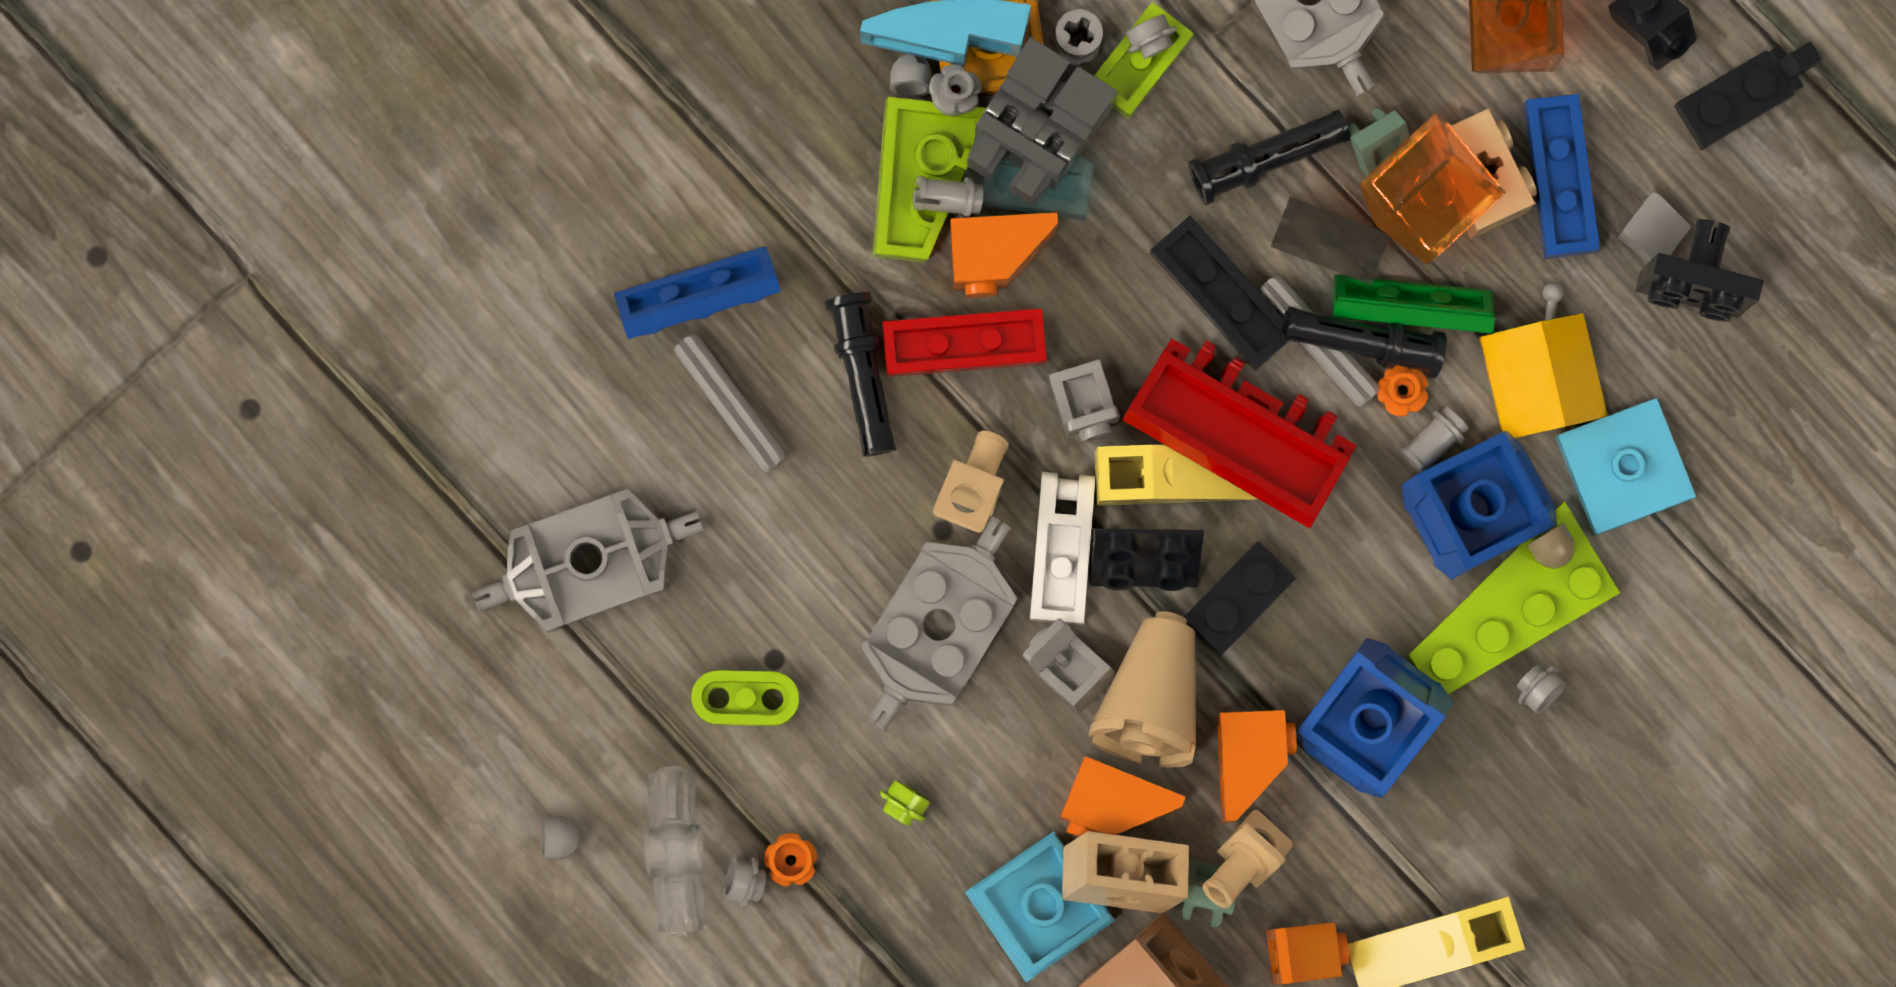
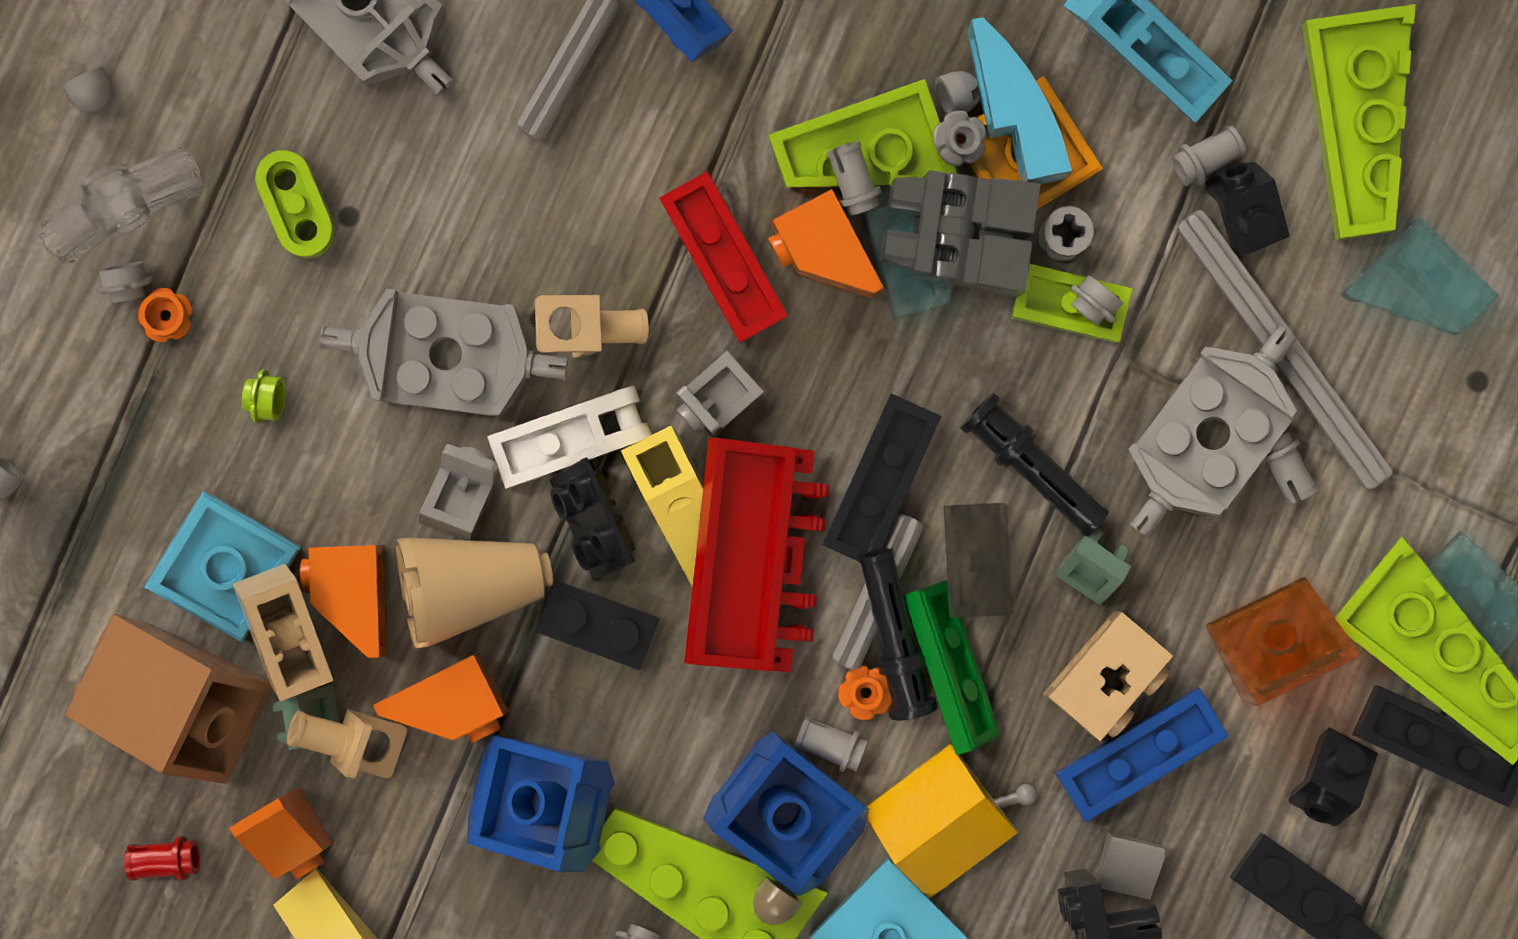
camera: 70 degrees right, 5 degrees up
(858, 349) = (673, 160): black pin -> none
(1430, 190) = (1066, 634): clear orange slope -> none

